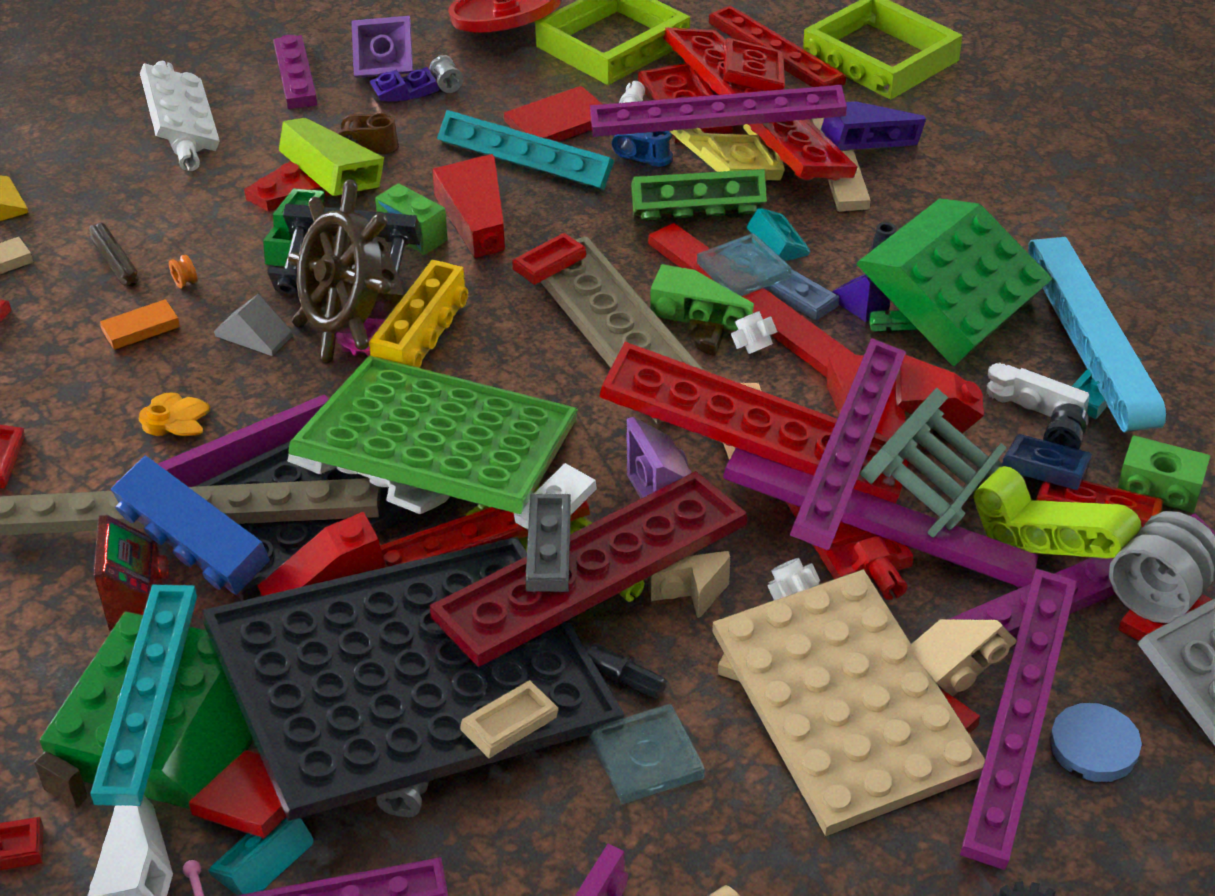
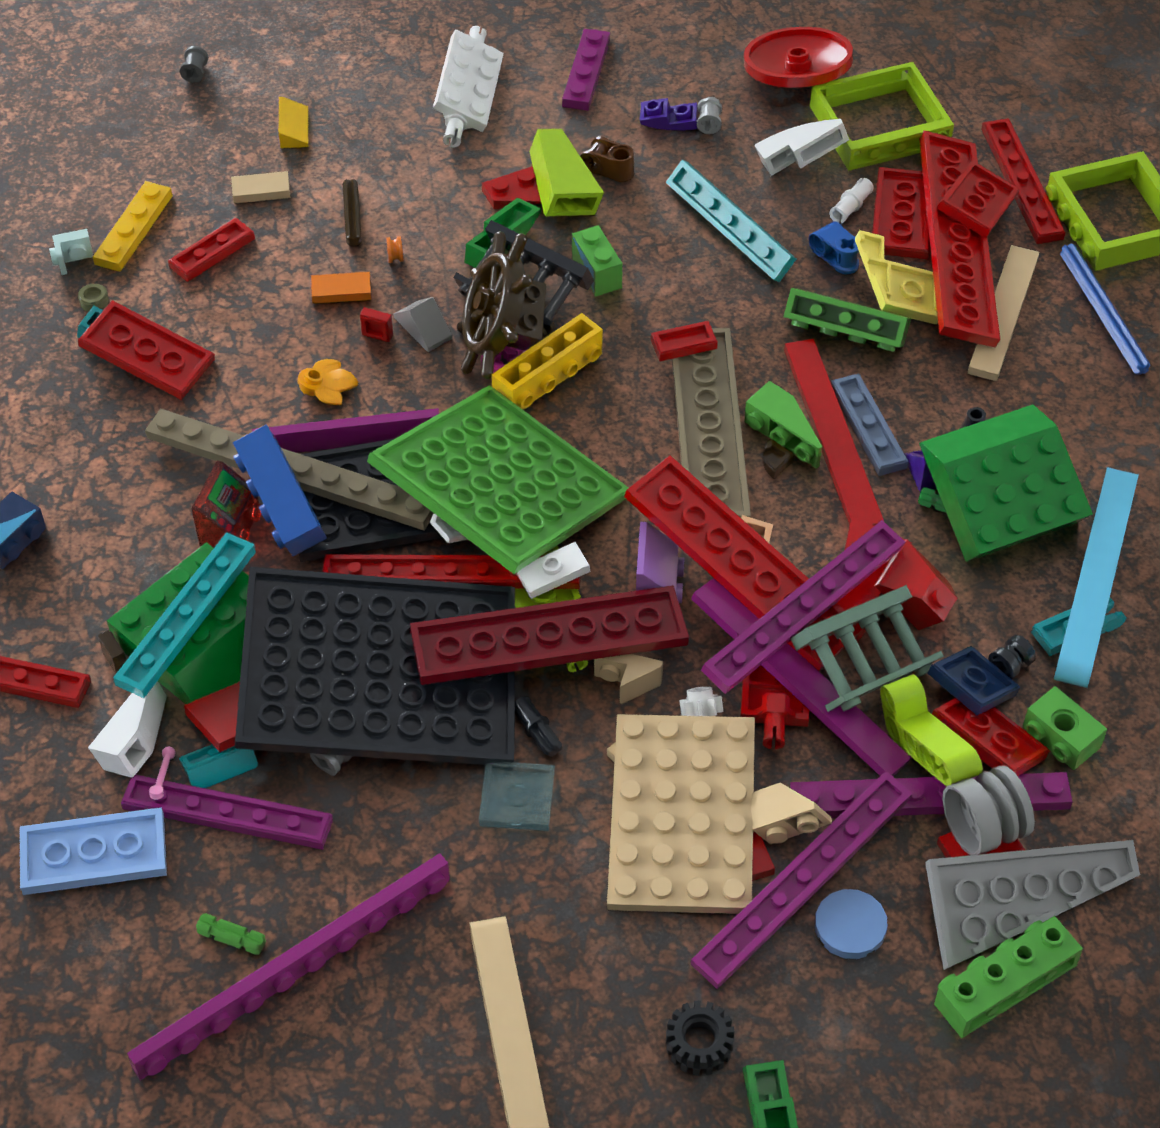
camera: 25 degrees right, 10 degrees up
(202, 343) = (376, 324): none -> red tile
(333, 553) = (368, 554): red slope -> none
(382, 46) = (664, 71): medium lavender slope -> none
(472, 203) = (659, 259): red slope -> none
(509, 719) = (424, 732): tan tile -> none
(548, 543) = (522, 605): dark grey tile -> none
(555, 116) = (782, 192): red tile -> none
(556, 68) = (801, 144): none -> white slope
(717, 110) = (902, 245): magenta plate -> none
(744, 265) = (843, 403): clear light blue tile -> none
(754, 332) = (810, 472): white gear -> none
(778, 234) = (896, 381): teal slope -> none
(873, 127) = (1040, 298): dark purple slope -> none
(933, 127) = (1105, 309): none -> axle
(1032, 389) = (1009, 613): white hinge -> none

